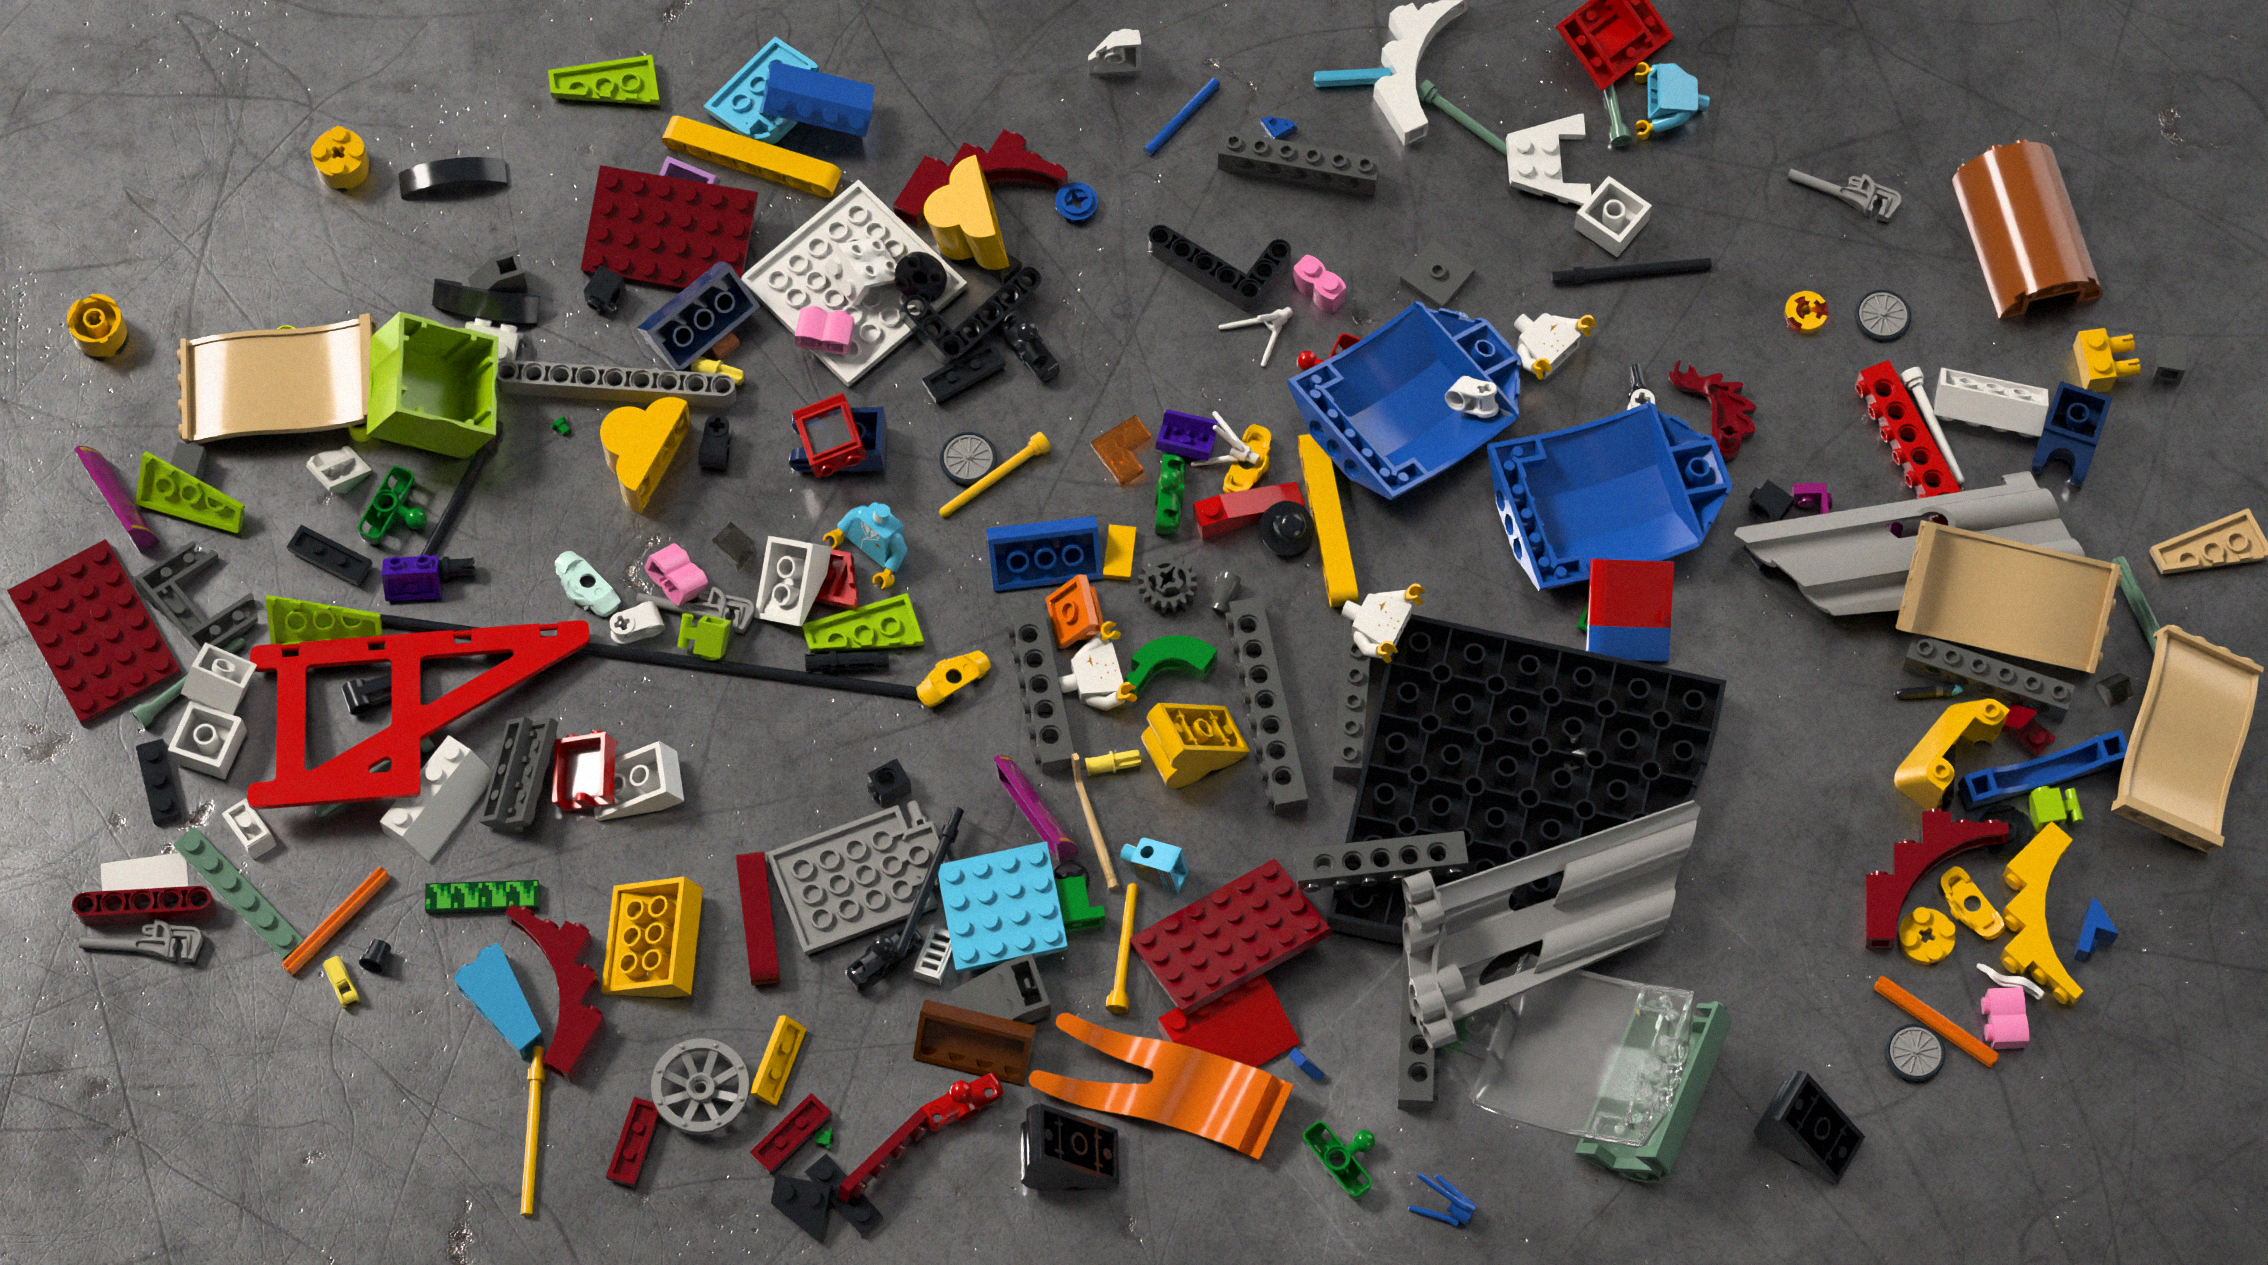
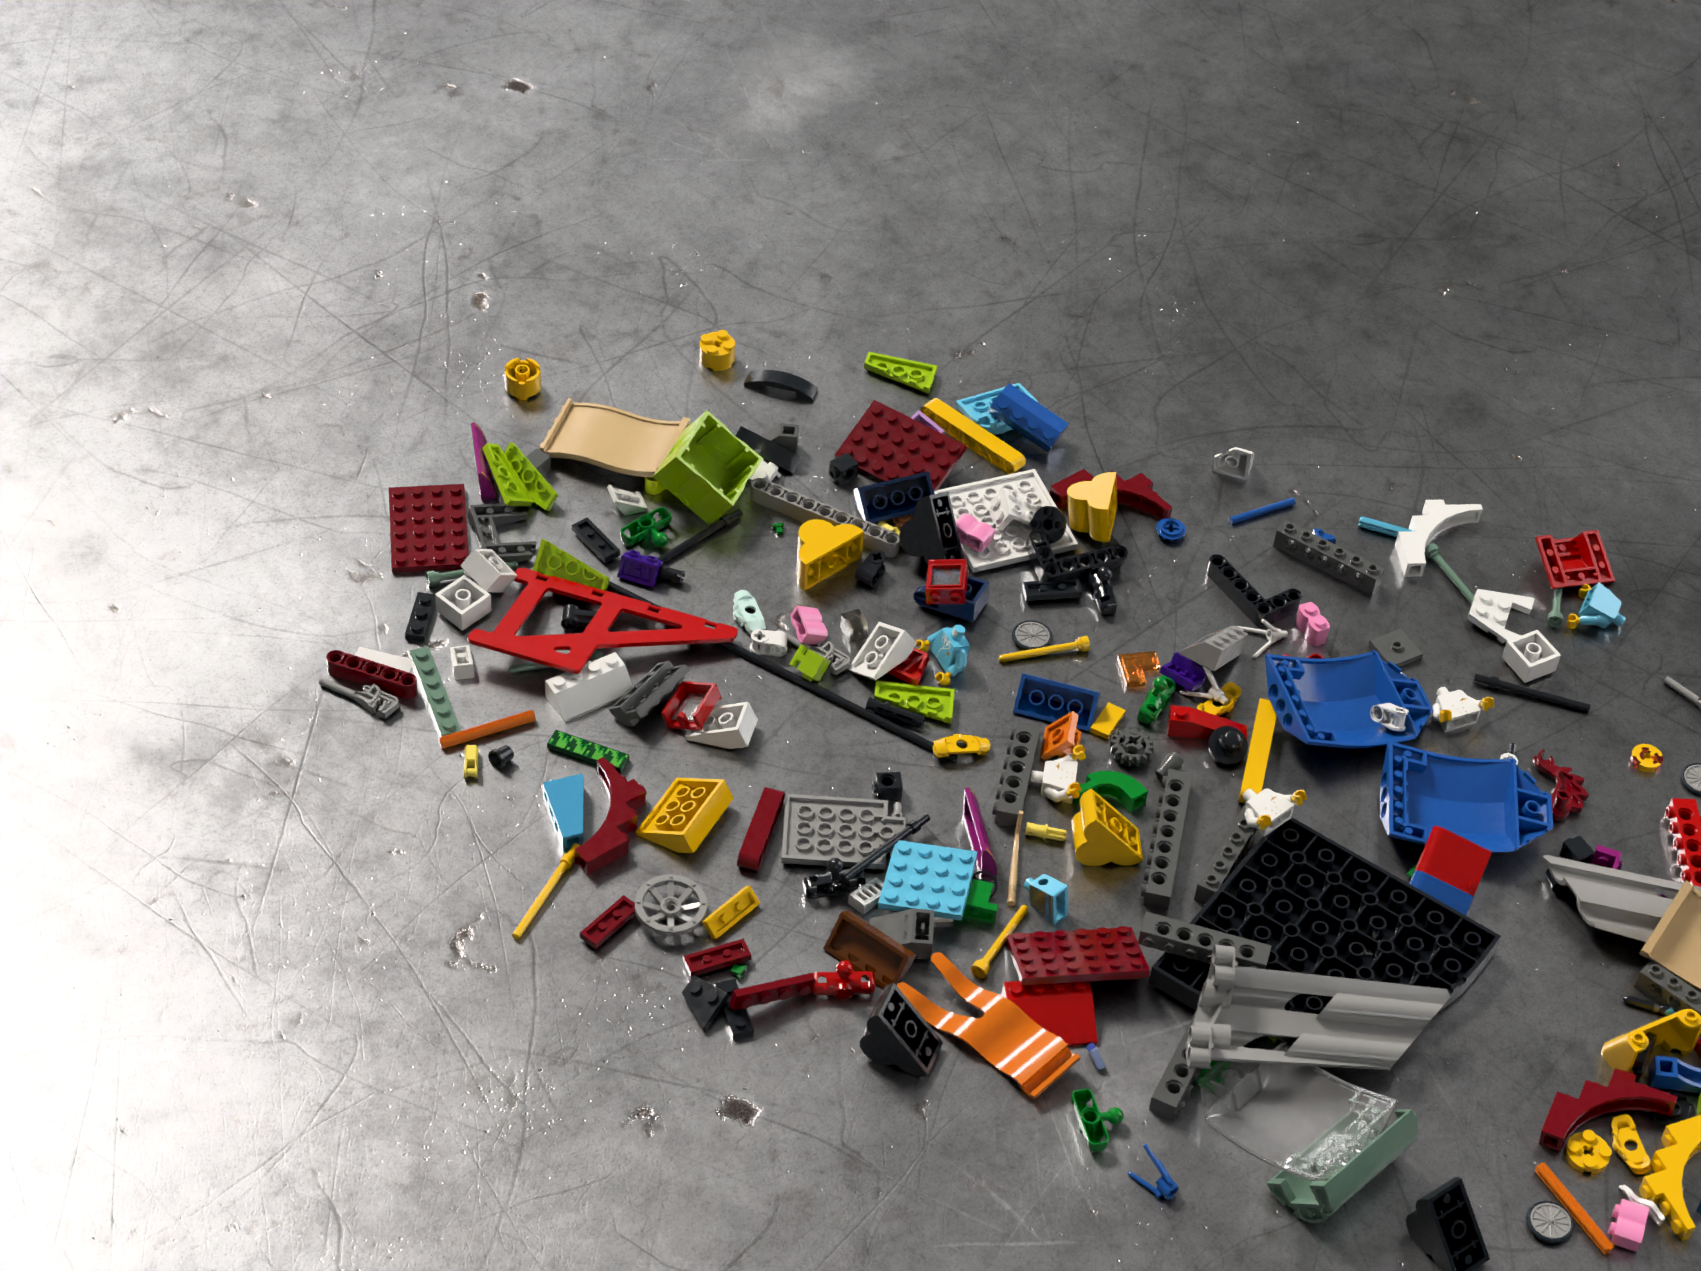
camera: 20 degrees right, 20 degrees down
(171, 517) = (508, 481): none -> lime wing
(779, 362) = (933, 530): none -> black brick
(1213, 385) = (1217, 648): none -> light grey slope

